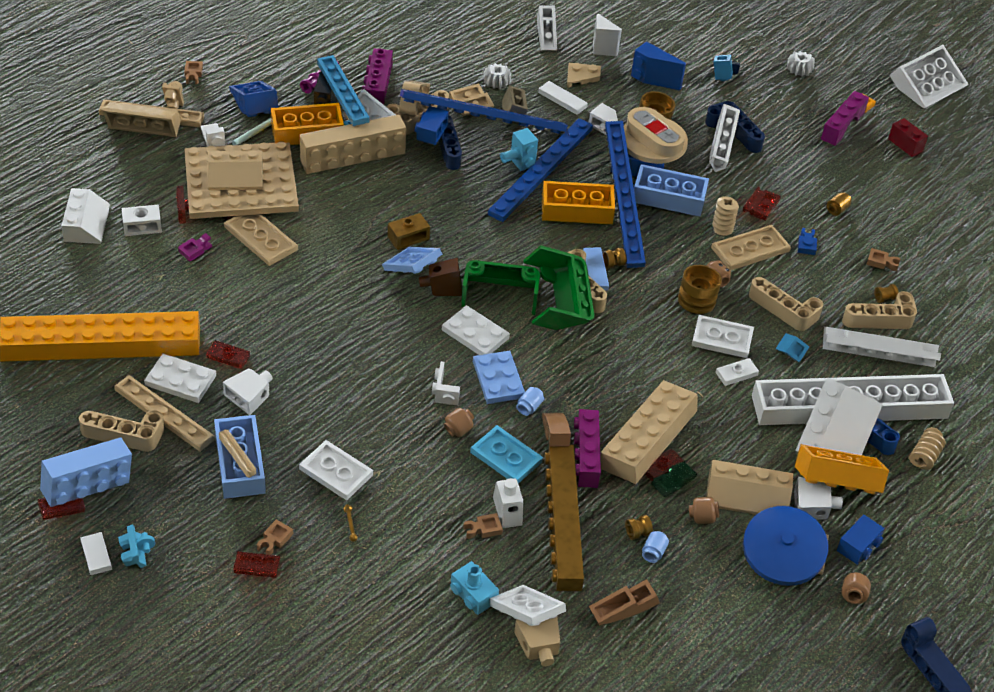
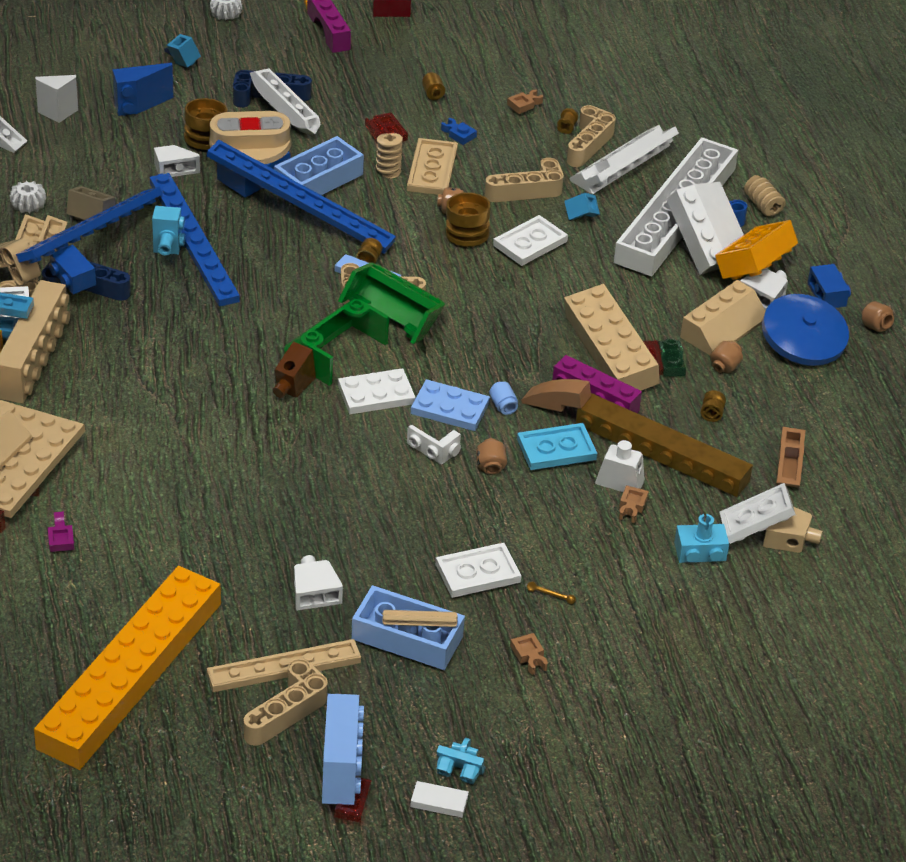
camera: 55 degrees left, 5 degrees down
(180, 378) = (245, 631): white plate -> none
(228, 354) = (245, 579): clear red plate -> none
(256, 564) = (554, 681): clear red plate -> none
(261, 237) = (91, 479): tan tile -> none
(408, 231) = (195, 367): pearl gold brick -> none
(412, 259) = (250, 379): light blue plate -> none
(563, 97) = (105, 173): white tile -> none
(578, 202) = (275, 235): light orange brick -> none
(582, 73) = (83, 143): tan wing -> none
(655, 546) = (743, 407): light blue brick -> none
(737, 371) = (578, 256): white plate -> none

